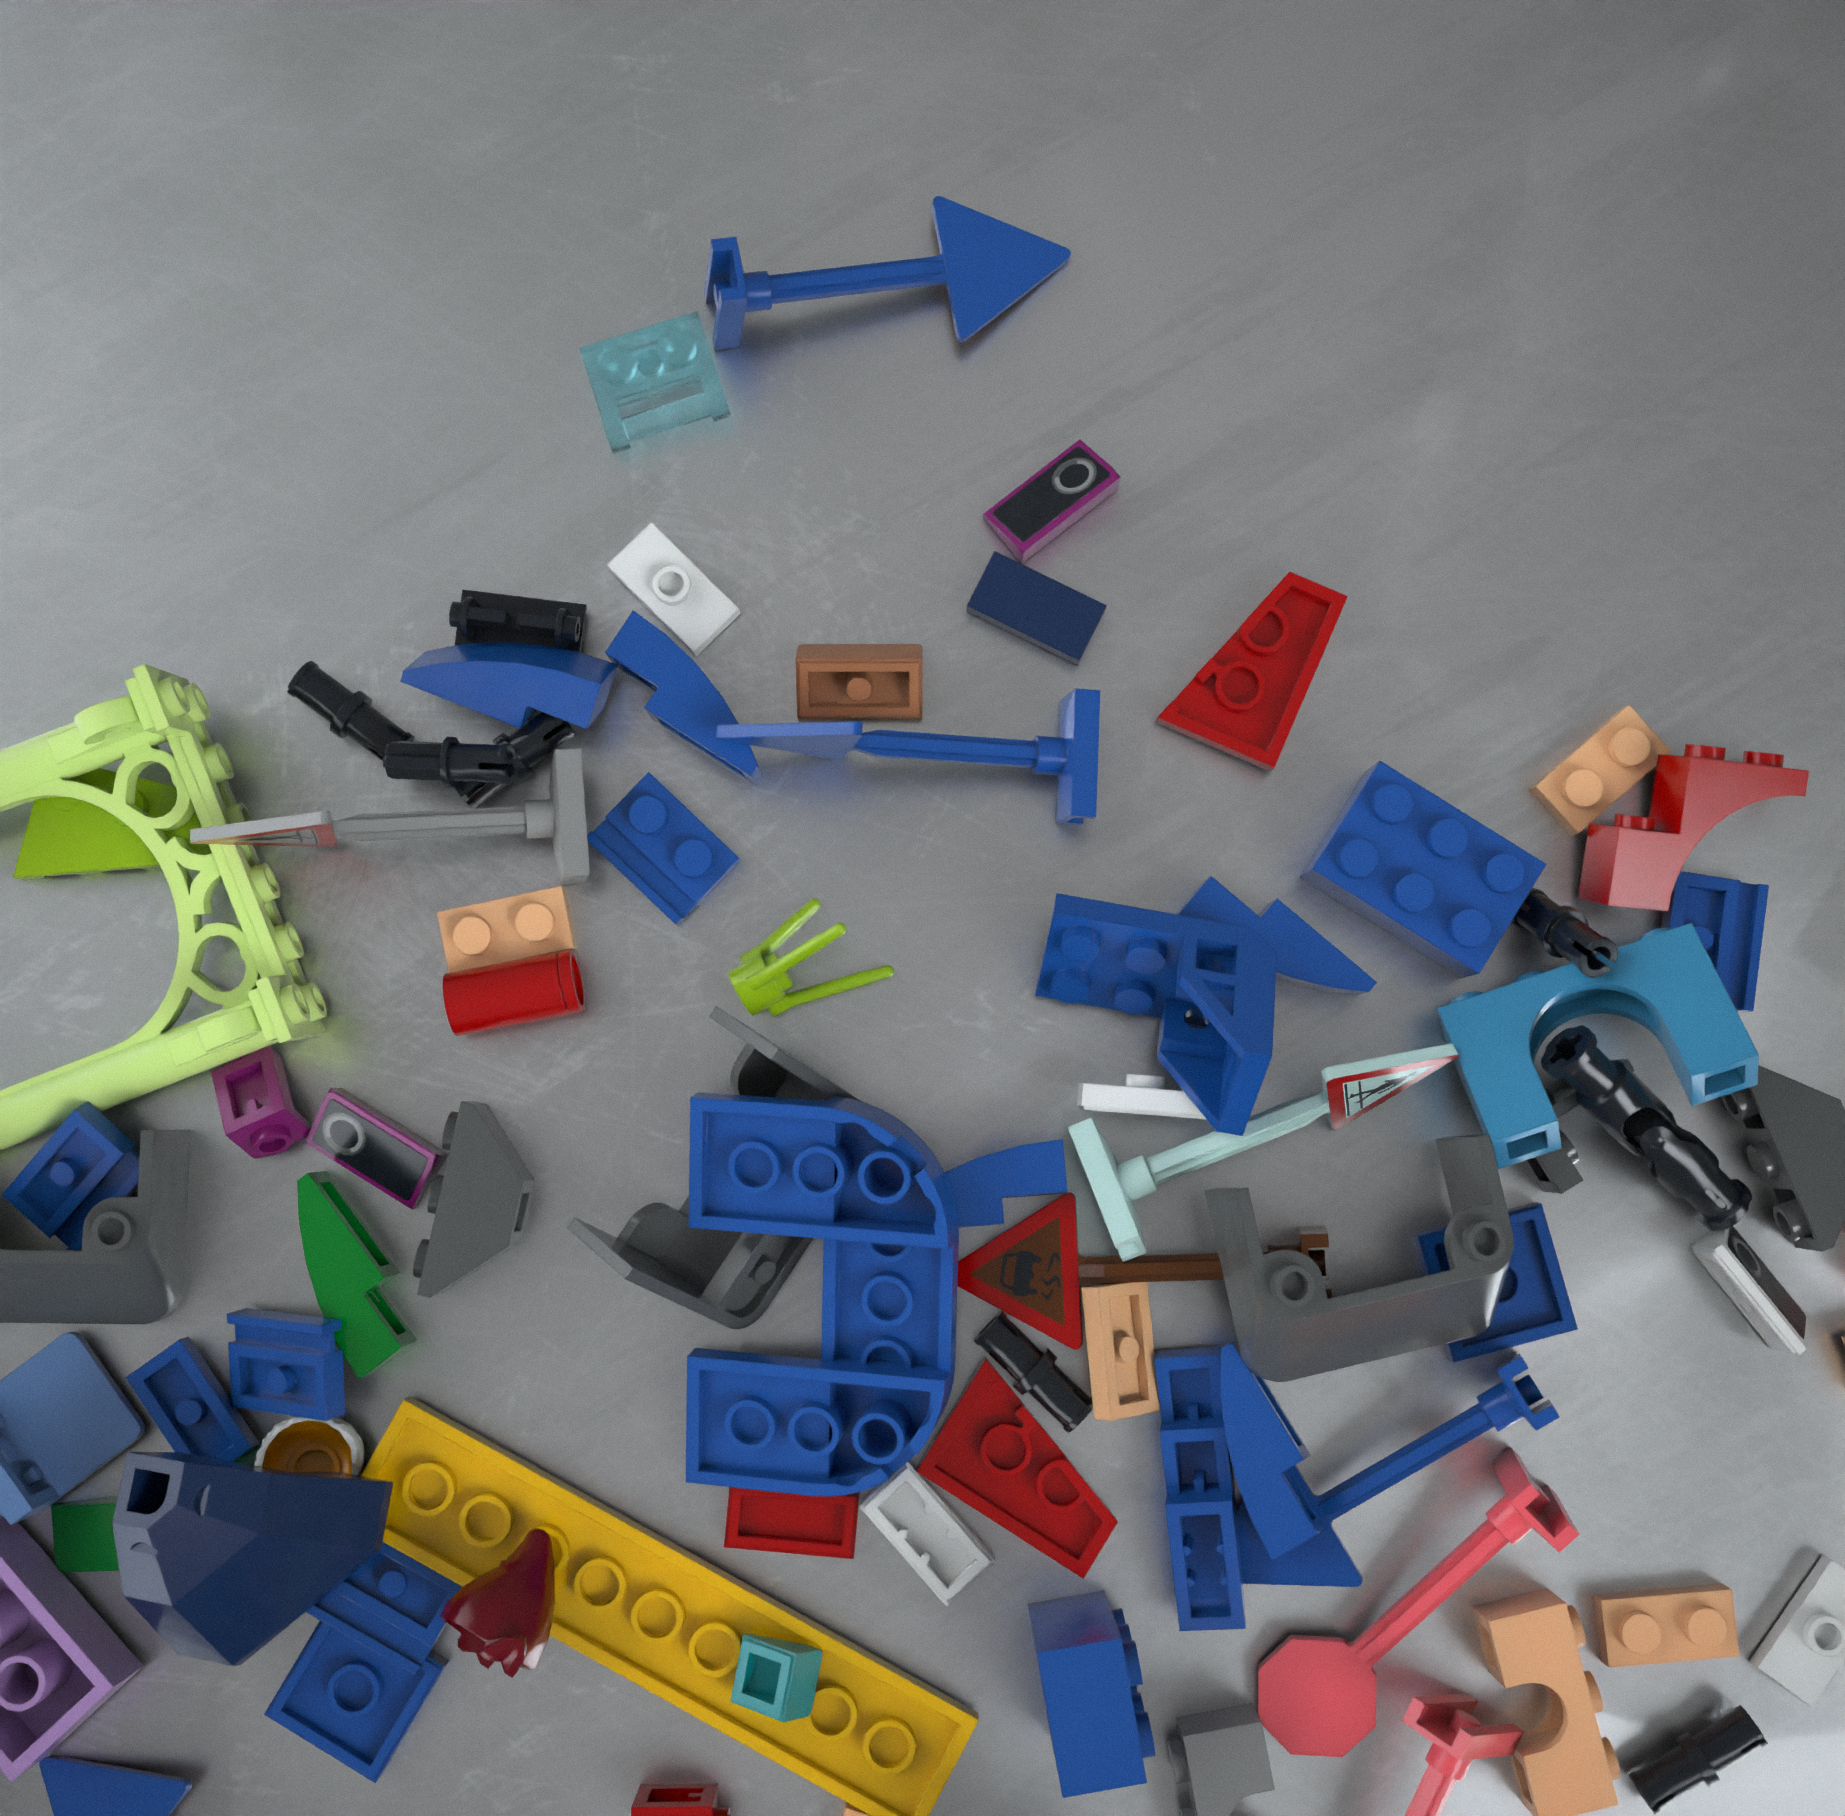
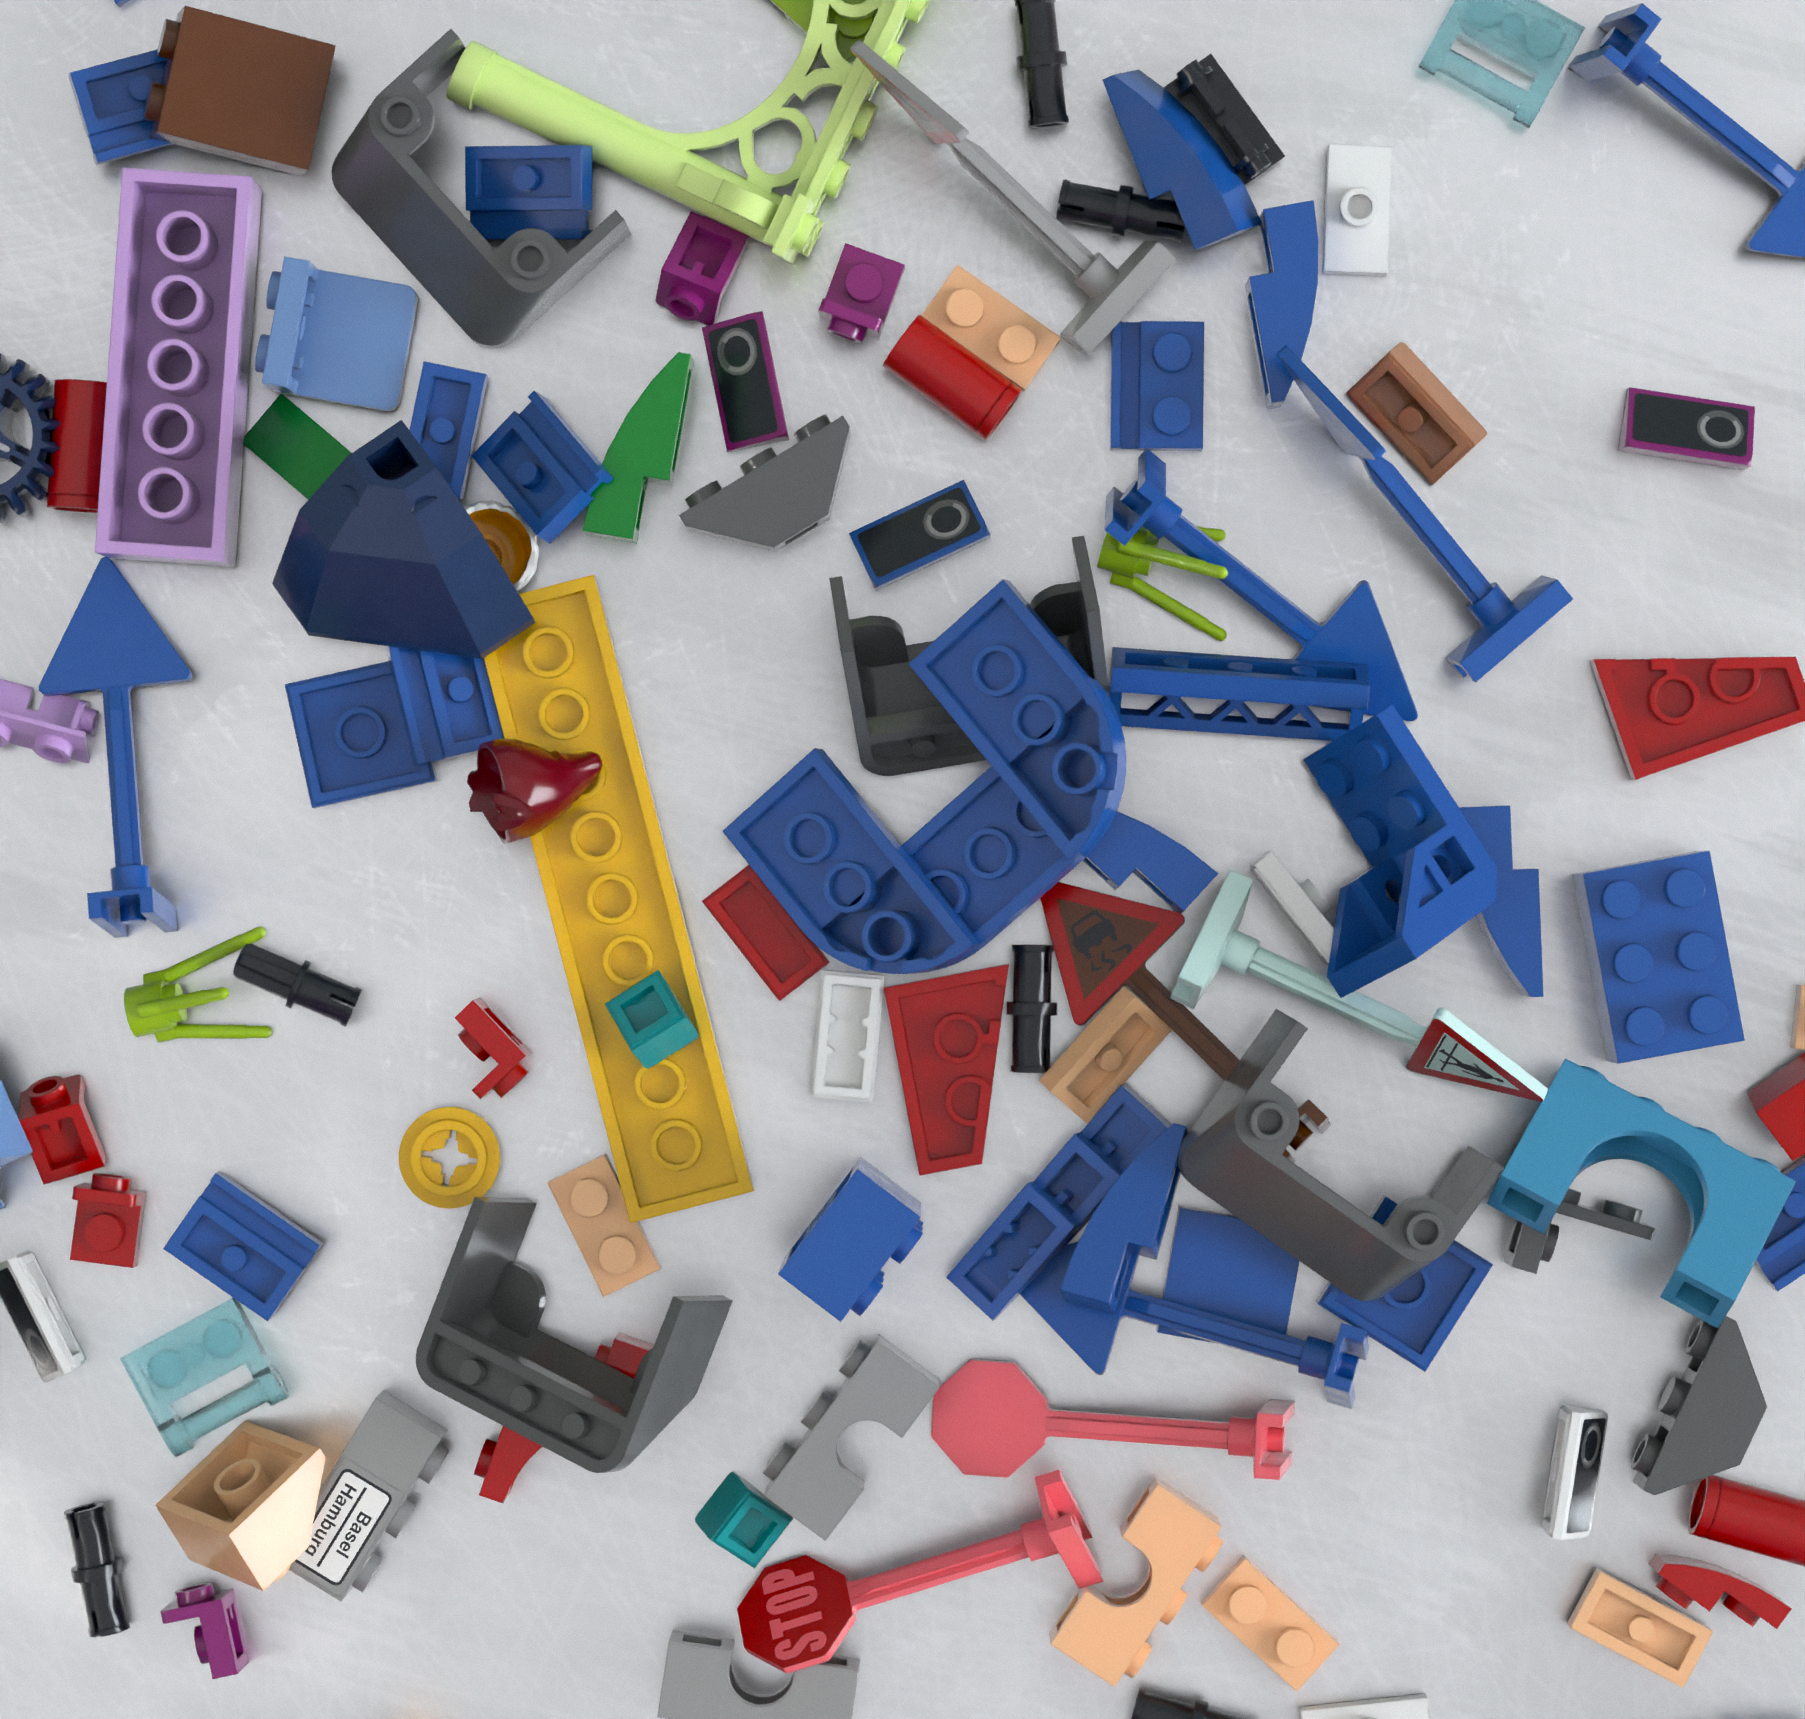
camera: 50 degrees right, 5 degrees up
(392, 1003) = (860, 294): none -> magenta bracket
(449, 762) = (1077, 172): black axle -> none
(607, 1125) = (920, 535): none -> slope
(933, 991) = (1237, 681): none -> blue fence
(988, 898) = (1349, 635): none -> blue piece
(1036, 607) = (1594, 493): dark blue tile -> none
(1370, 1410) = (1228, 1271): none -> blue tile
(1566, 934) = (1705, 1098): black pin -> none
(1673, 1154) = (1616, 1324): black piece -> none

